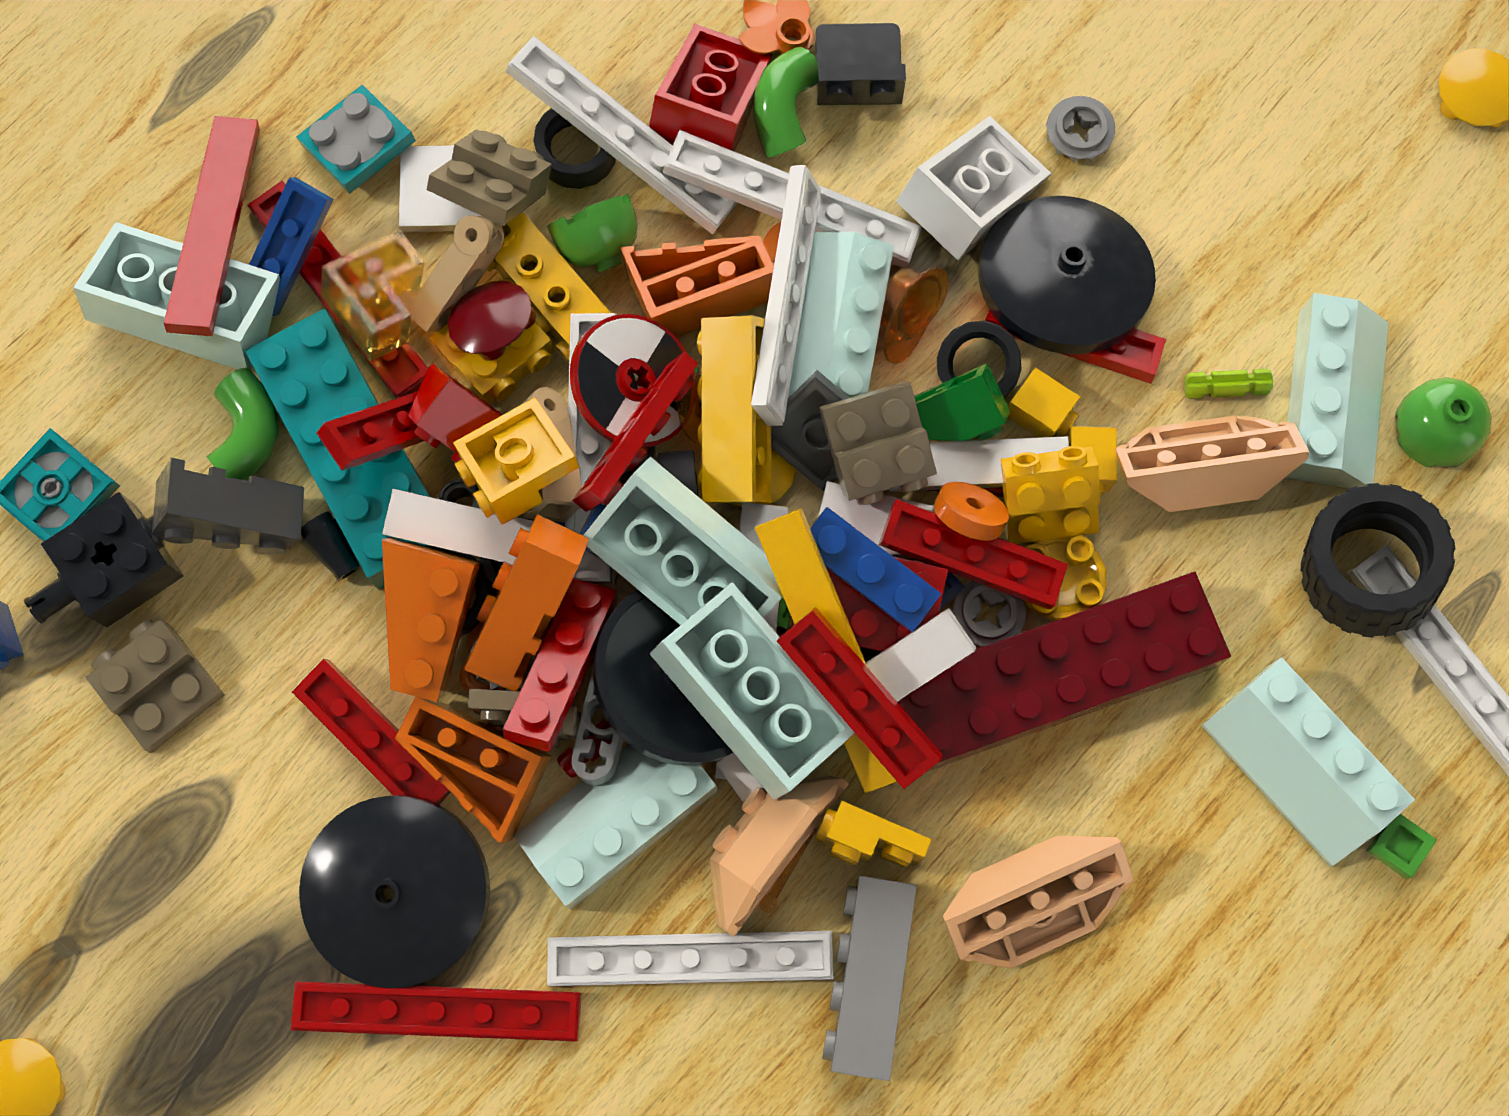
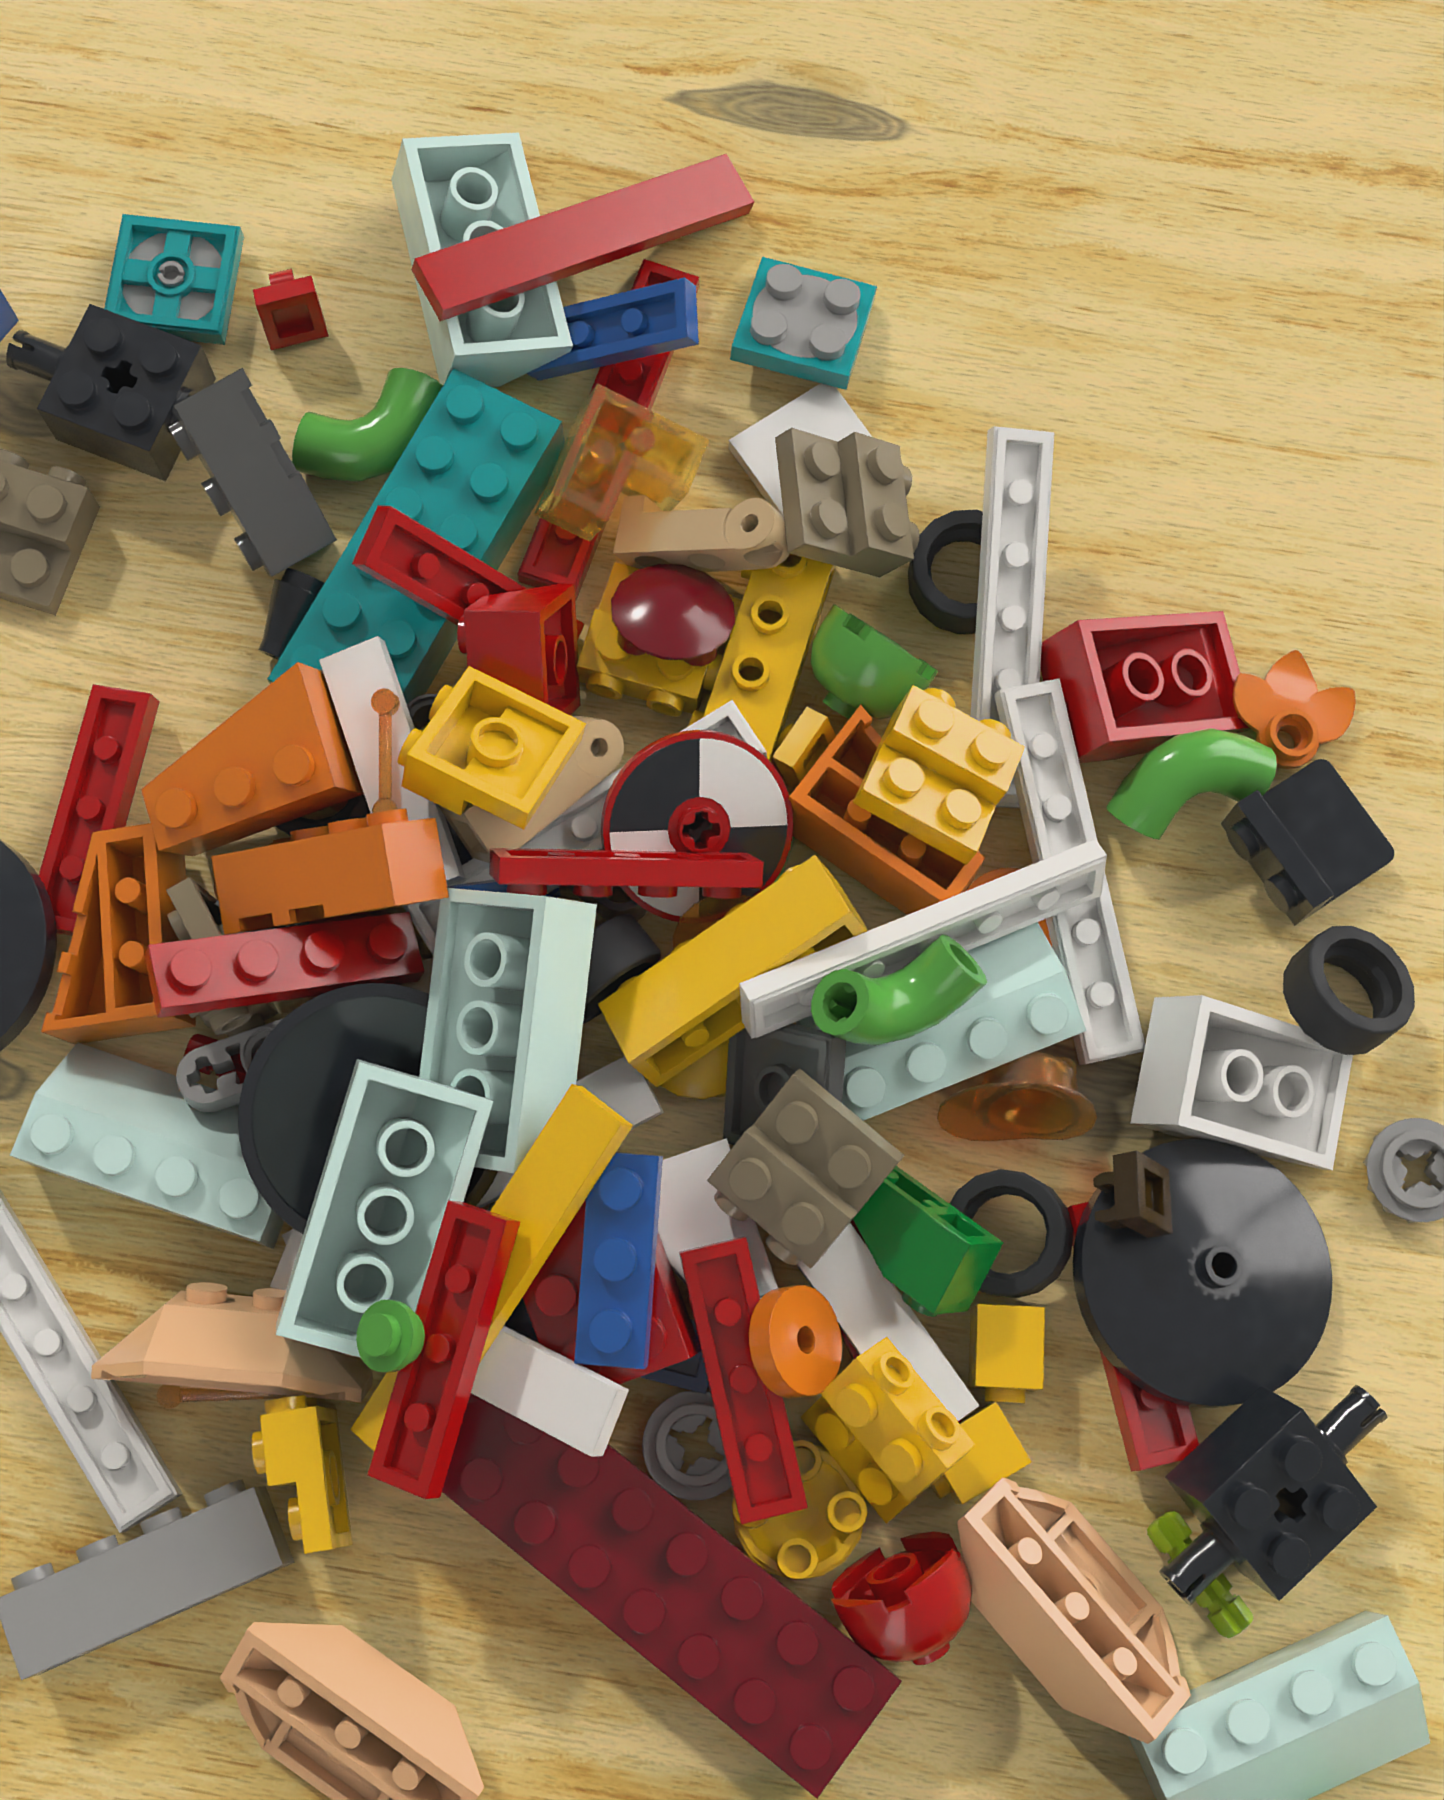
camera: 55 degrees right, 0 degrees up
(128, 429) = (290, 310): none -> red tile
(440, 509) = (385, 704): none -> clear orange hinge
(619, 295) = (802, 745): none -> yellow plate
(693, 226) = (939, 773): none -> yellow plate
(816, 325) = (900, 1003): none -> bright green cylinder
(833, 723) = (389, 1336): none -> bright green plate
(959, 115) = (1375, 968): none -> black tyre
(1009, 271) = (1140, 1195): none -> dark brown tile
(1150, 543) = (908, 1602): none -> red cylinder
(1210, 312) = (1271, 1492): none -> black brick

